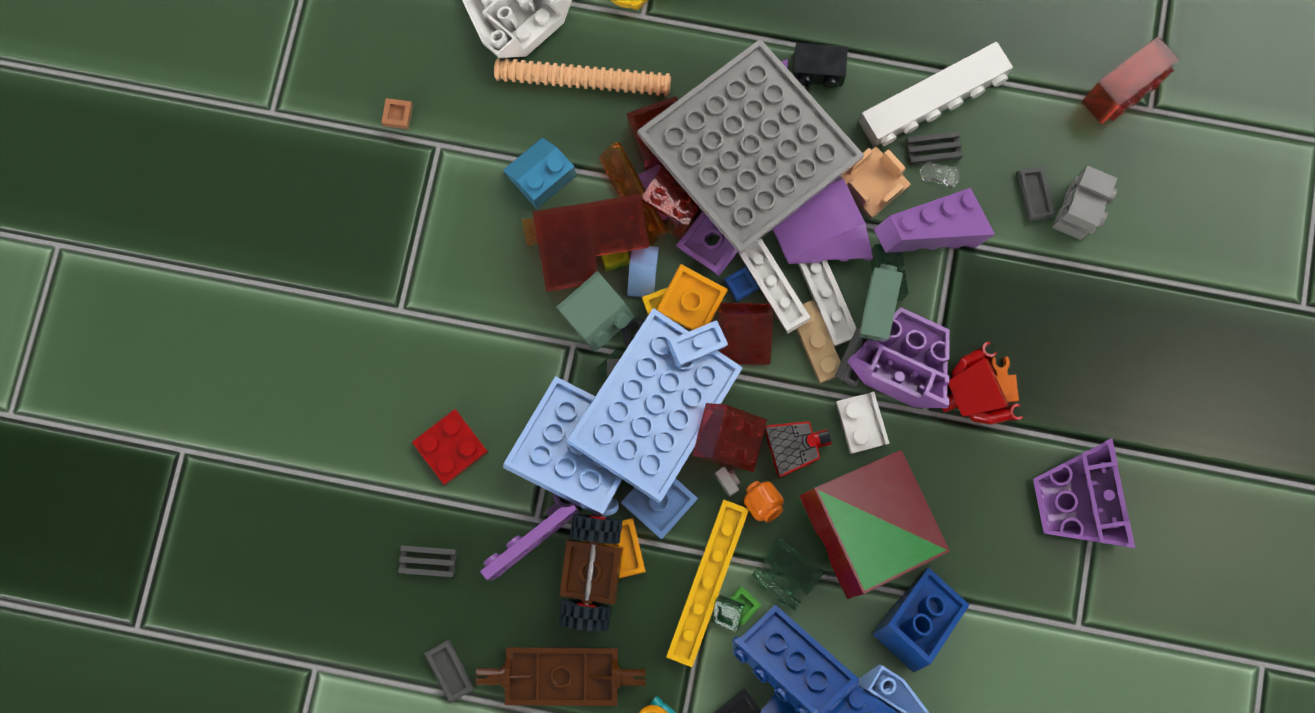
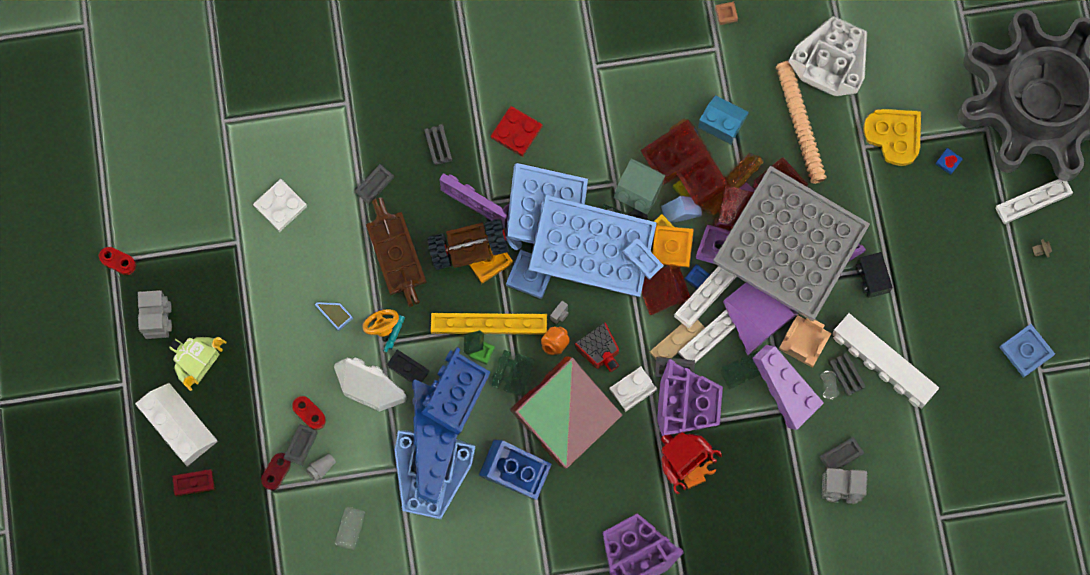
camera: 70 degrees right, 5 degrees down
(729, 437) = (588, 301): clear red brick -> none
(881, 303) = (712, 362): sand green window -> none
(1131, 81) = (948, 490): clear red brick -> none

